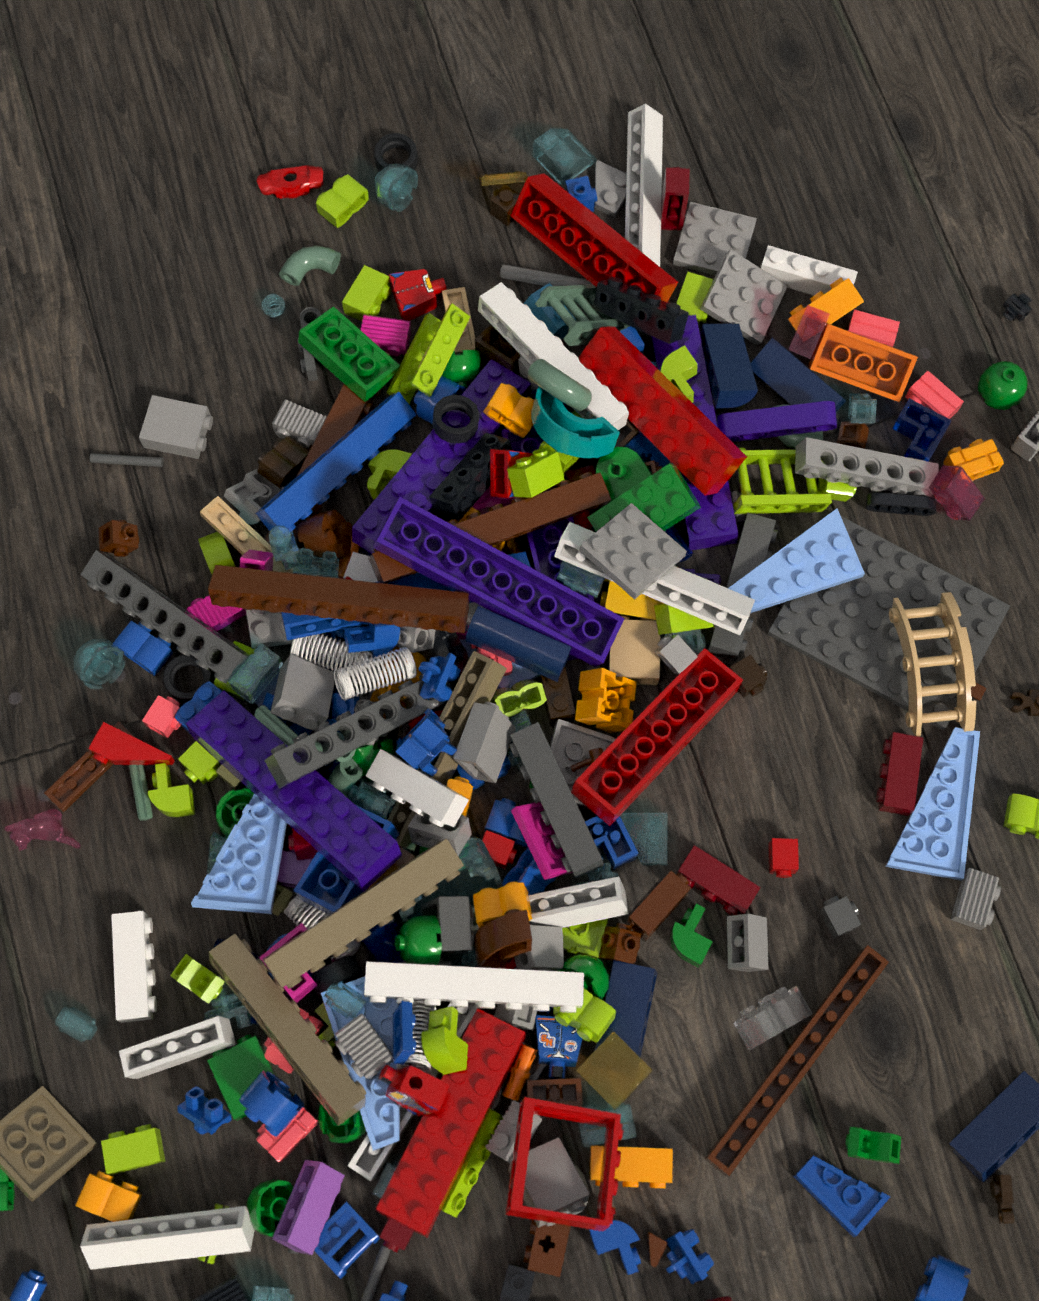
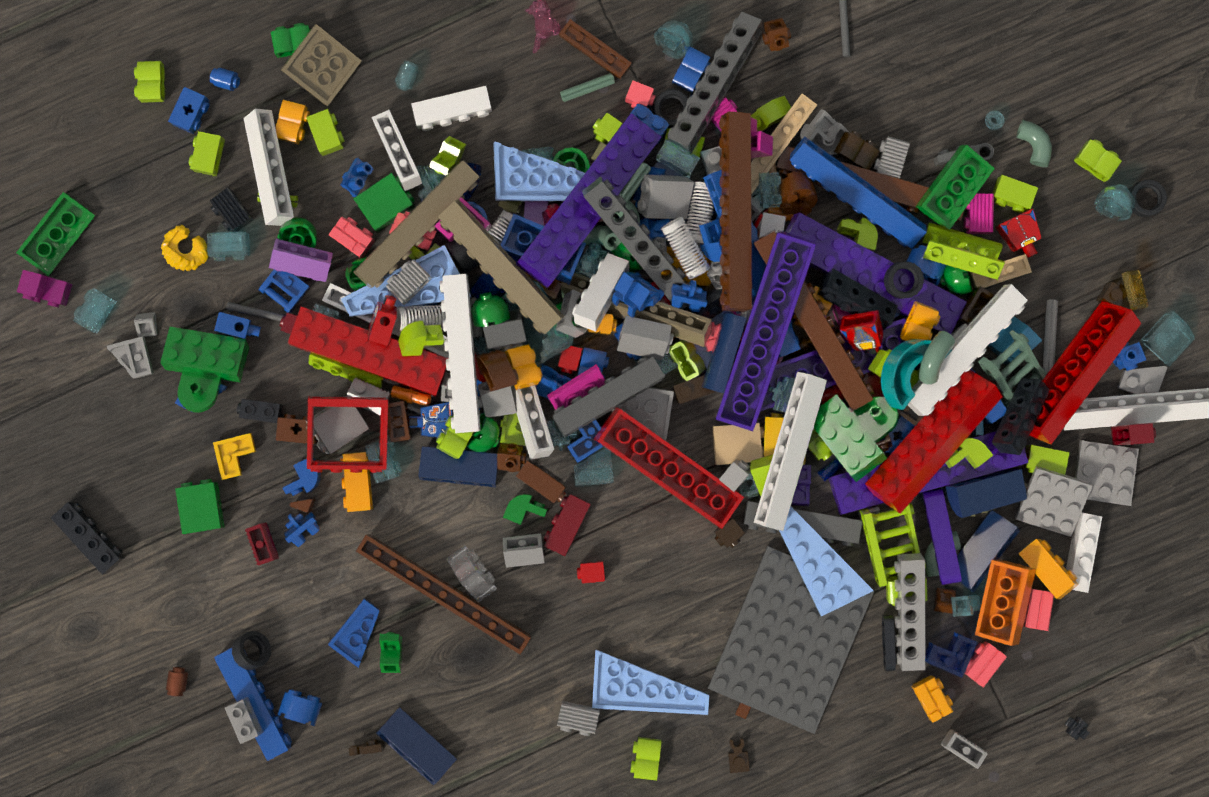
camera: 80 degrees right, 15 degrees up
(123, 749) = (609, 68): red slope -> none
(170, 800) = (577, 111): lime brick -> none
(176, 427) = (876, 61): light grey brick -> none
(270, 1102) = (364, 222): blue brick -> none
(274, 182) = (1116, 128): red piece -> none
(284, 546) = (776, 163): clear light blue hips -> none
(344, 1000) = (439, 262): clear light blue brick -> none
(403, 1041) = (426, 307): blue plate -> none
(535, 473) = (862, 348): lime brick -> none
(593, 753) = (649, 423): reddish brown hand -> none
(605, 700) = (693, 425): light orange brick -> none
(614, 1070) = (419, 462): clear yellow tile -> none
(632, 551) = (806, 431): light grey plate -> none
(808, 331) = (1023, 555): clear pink brick -> none
(840, 916) = (553, 617): dark grey brick -> none
(899, 774) = (667, 655): dark red brick -> none
(956, 493) = (900, 685): clear pink brick -> none
(960, 658) = (759, 694): tan fence -> none
(1003, 385) = (1005, 719): green cylinder -> none

